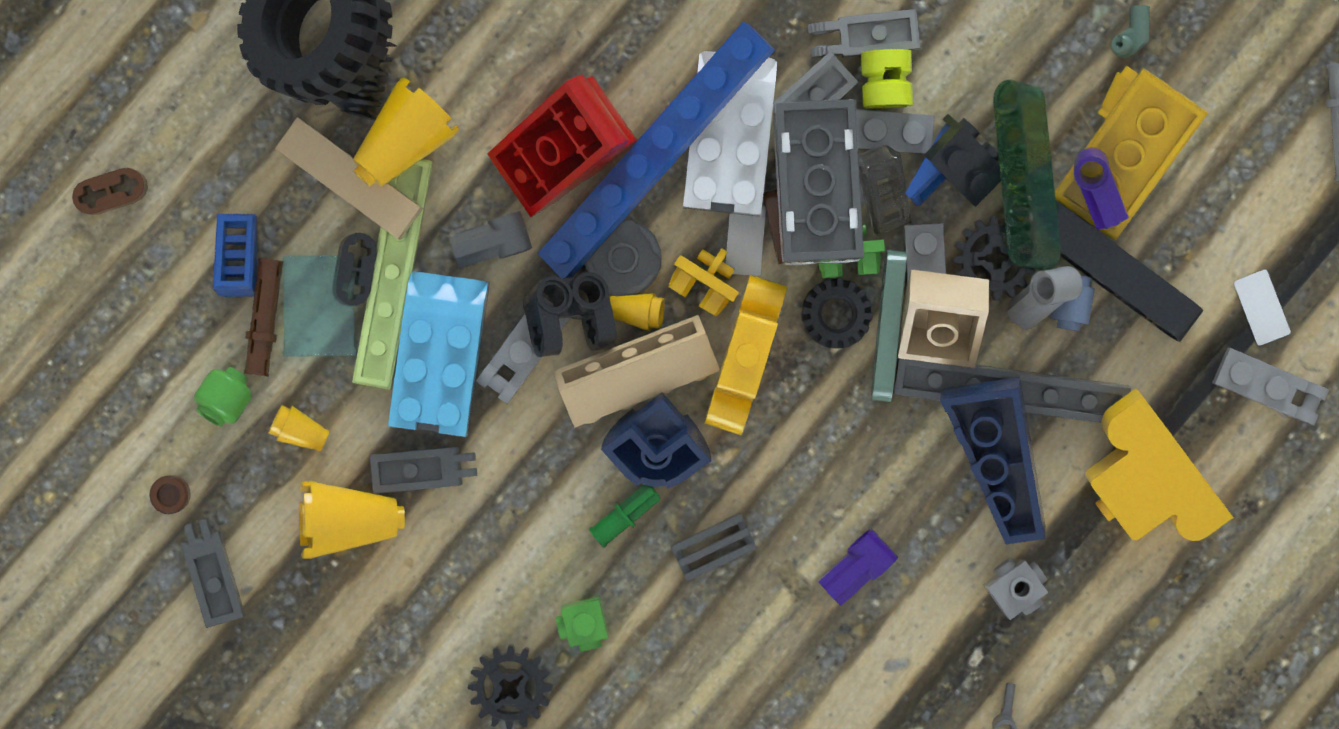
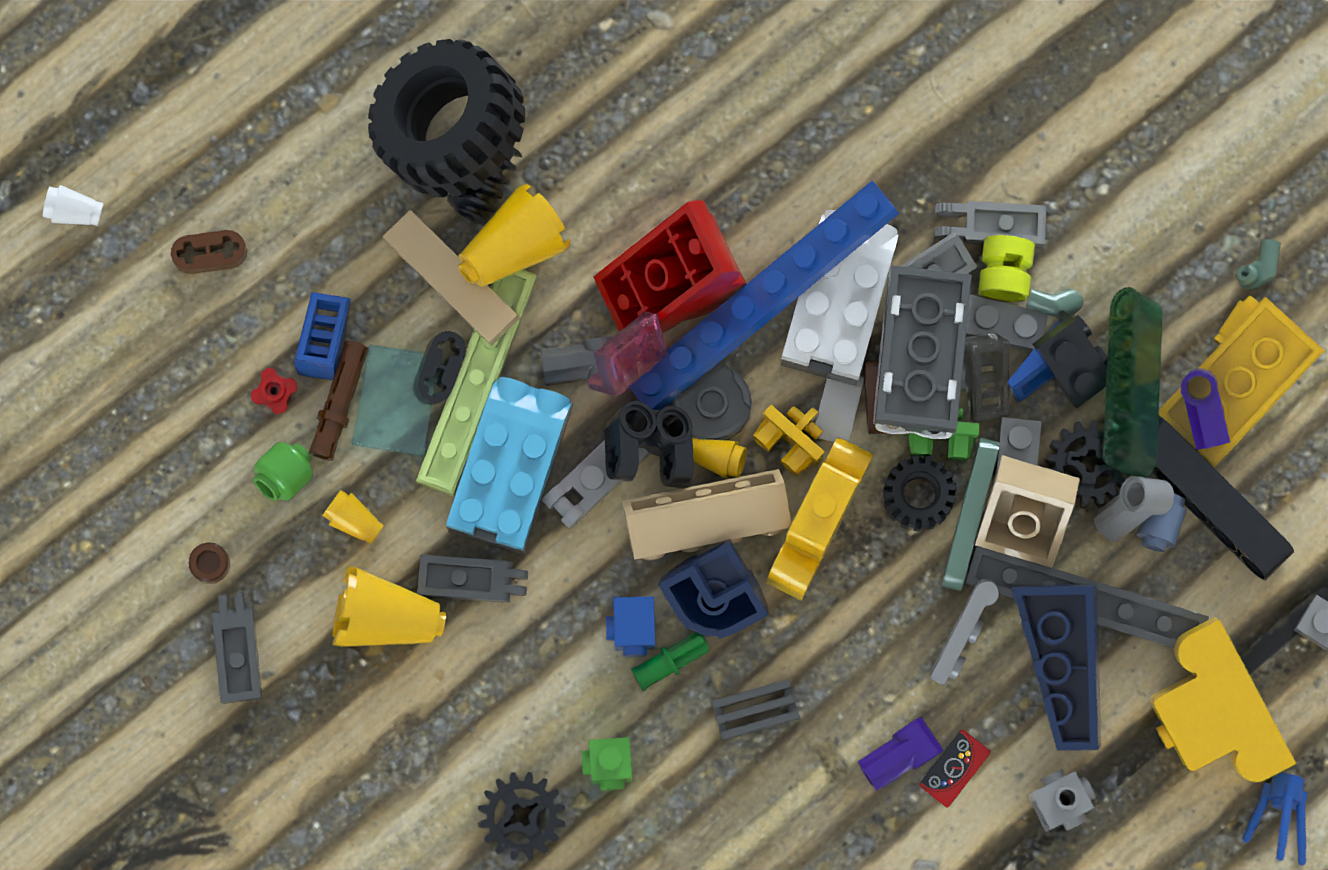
camera: 10 degrees right, 10 degrees down
(209, 313) = (276, 402): none -> red plate
(534, 234) = (628, 355): none -> clear pink bracket
(583, 489) = (632, 625): none -> blue brick
(901, 440) = (965, 629): none -> light grey plate
(910, 569) = (954, 768): none -> sticker
(945, 103) = (1066, 300): none -> sand green arm
(1227, 543) = (1288, 796): none -> blue plant

